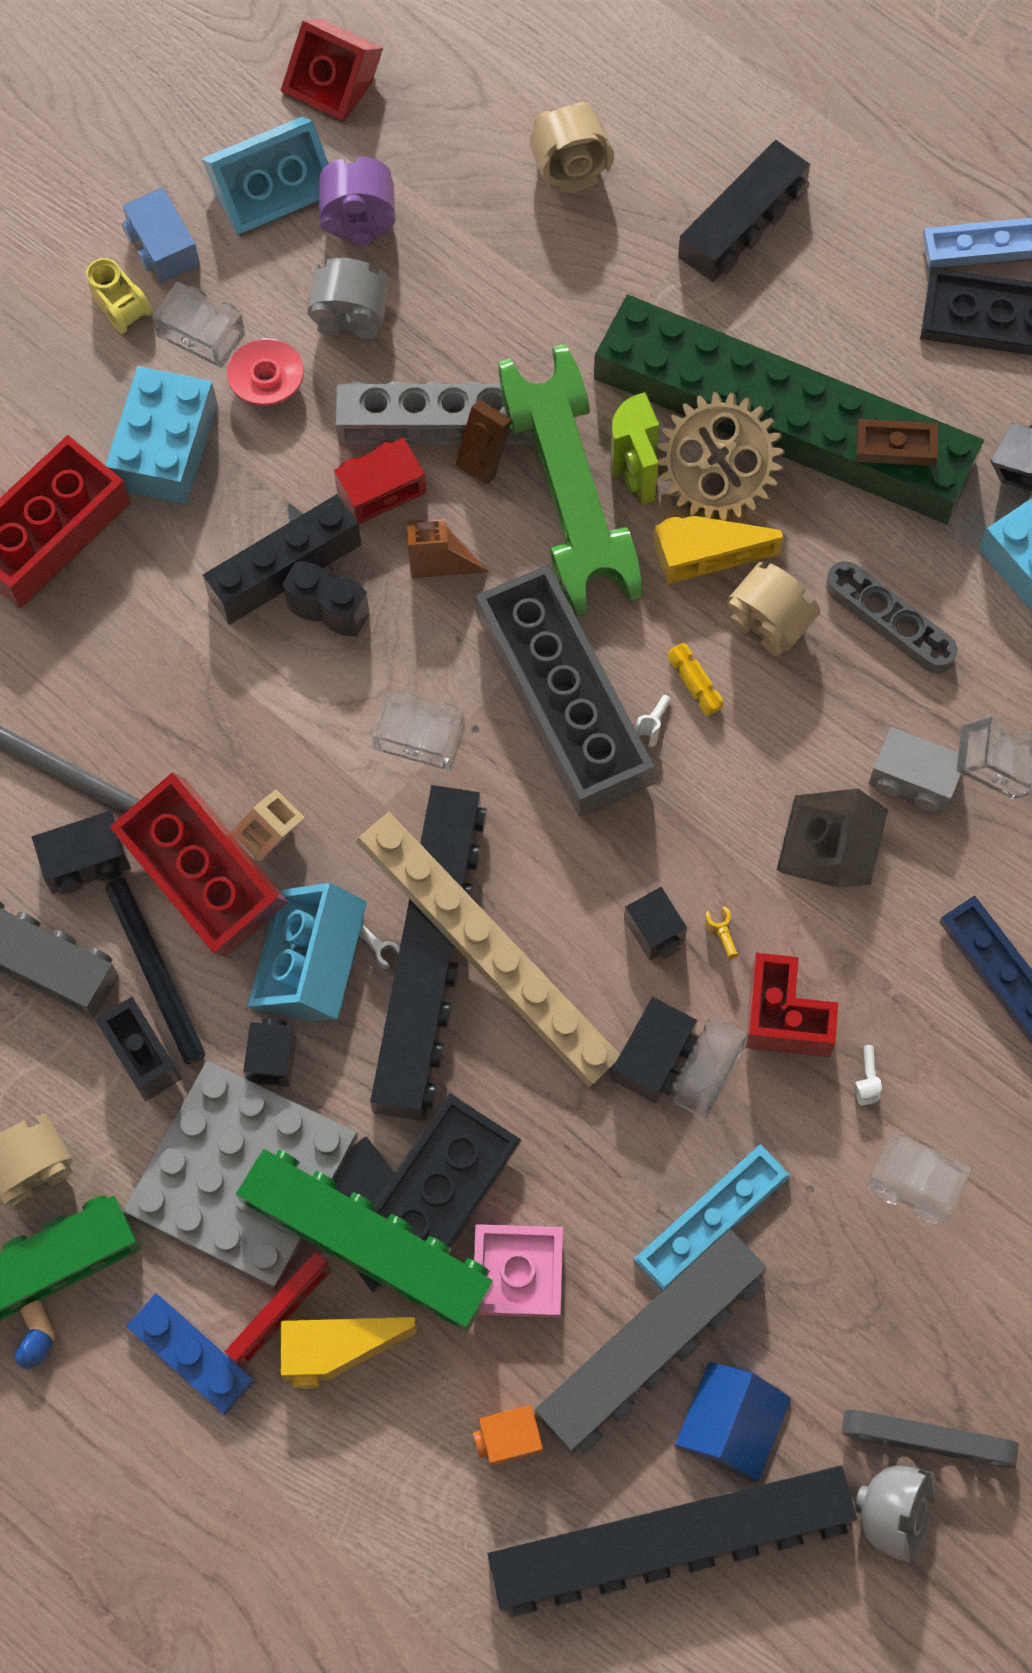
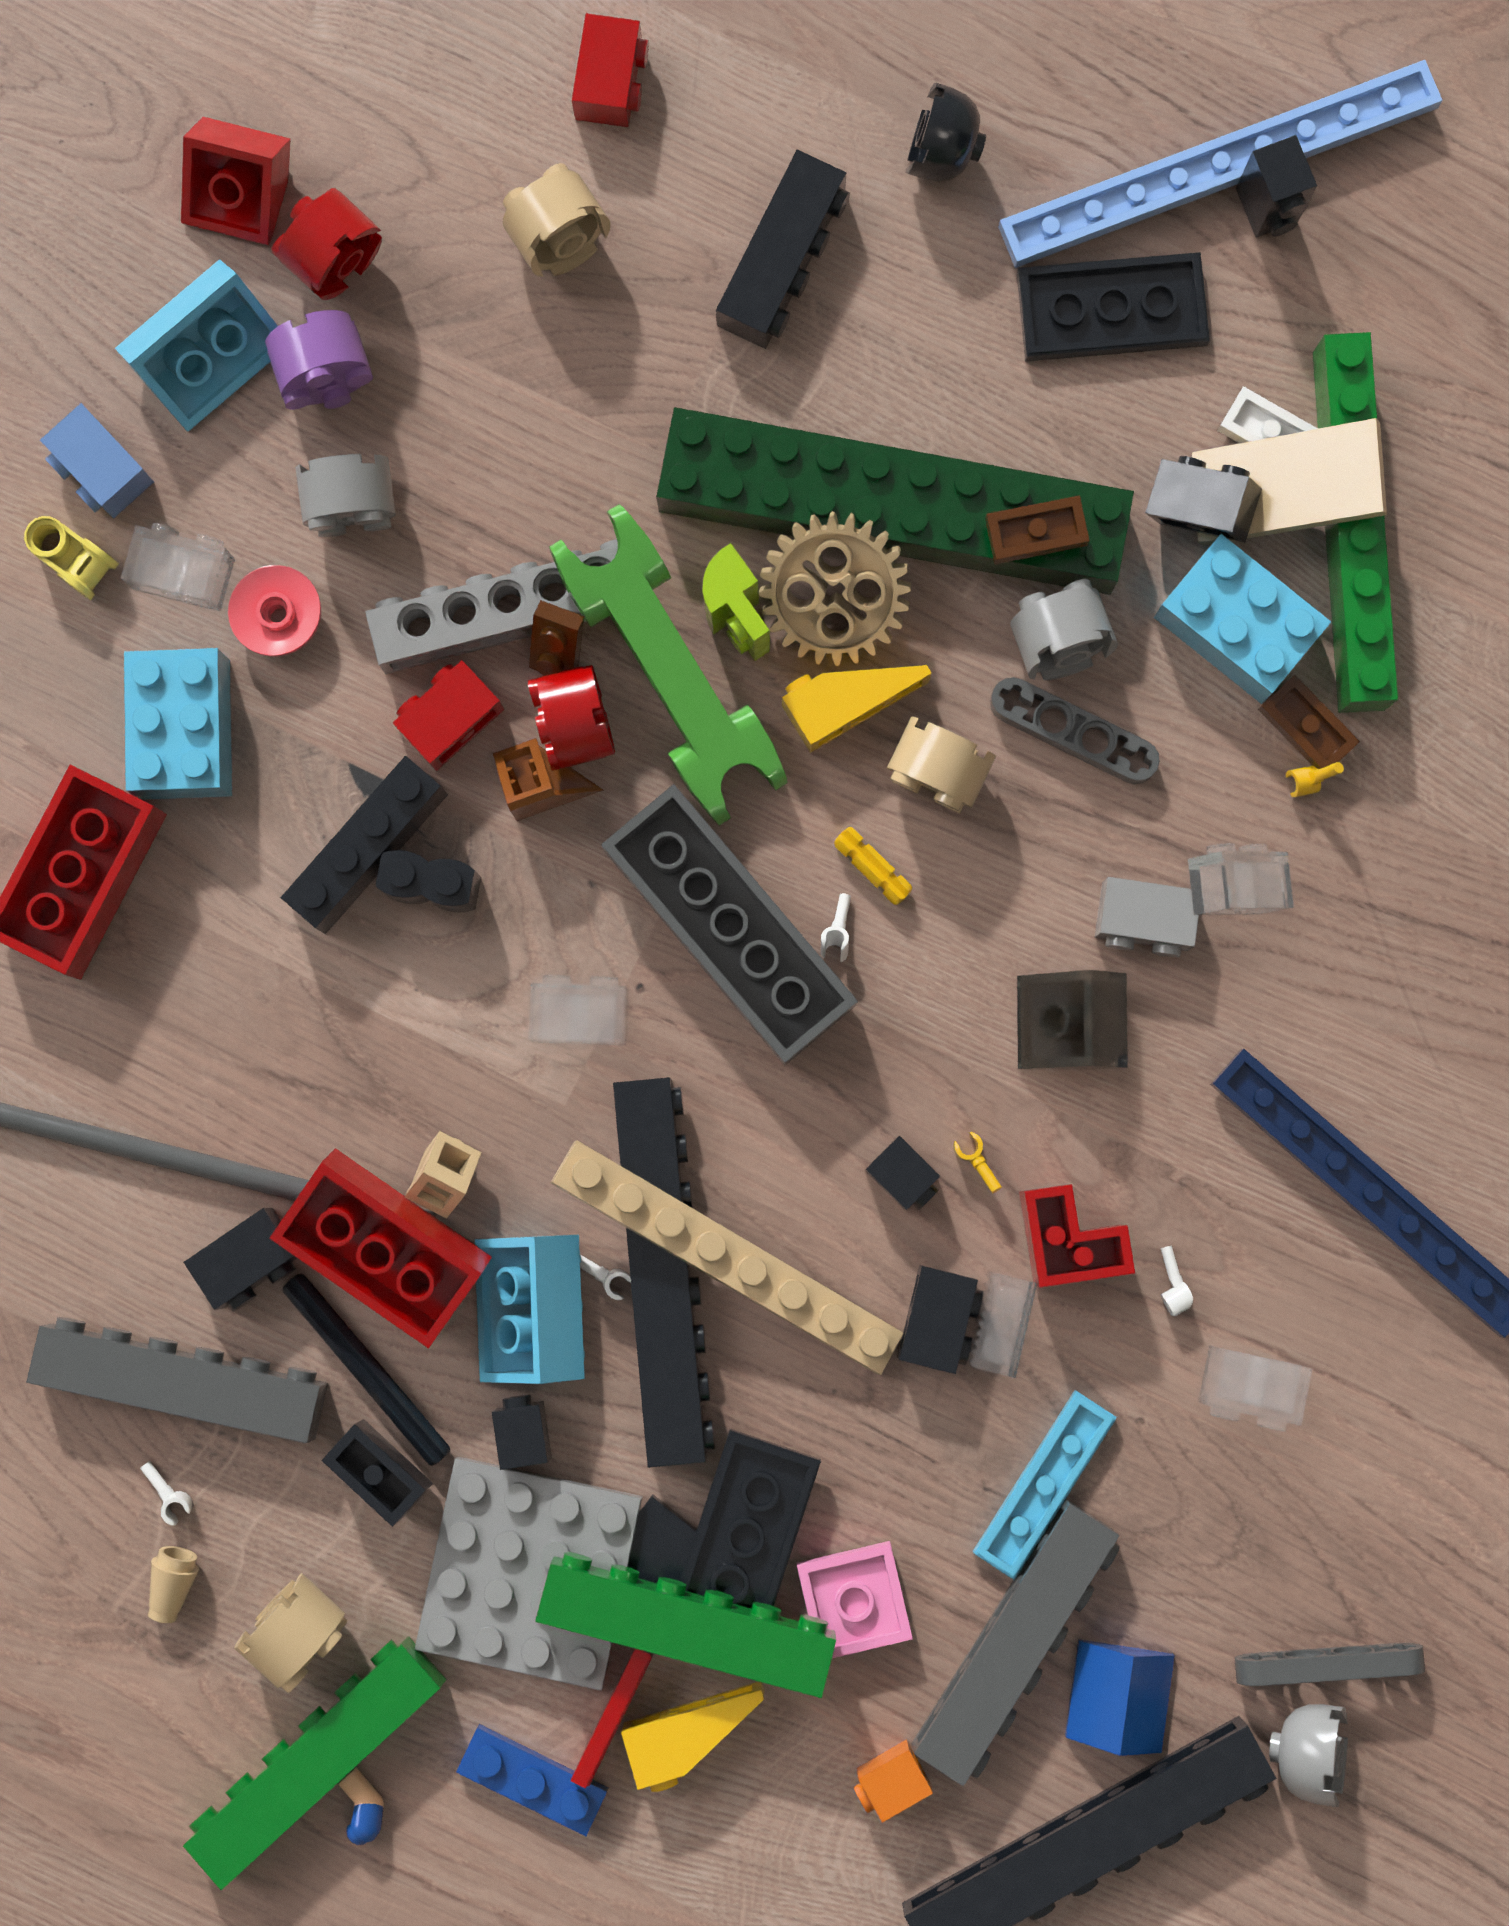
camera: 10 degrees left, 15 degrees up
(389, 121) = (327, 243): none -> red brick
(479, 500) = (571, 717): none -> red brick
(642, 58) = (608, 69): none -> red brick
(896, 158) = (946, 136): none -> black cylinder
(899, 532) = (1062, 630): none -> light grey brick

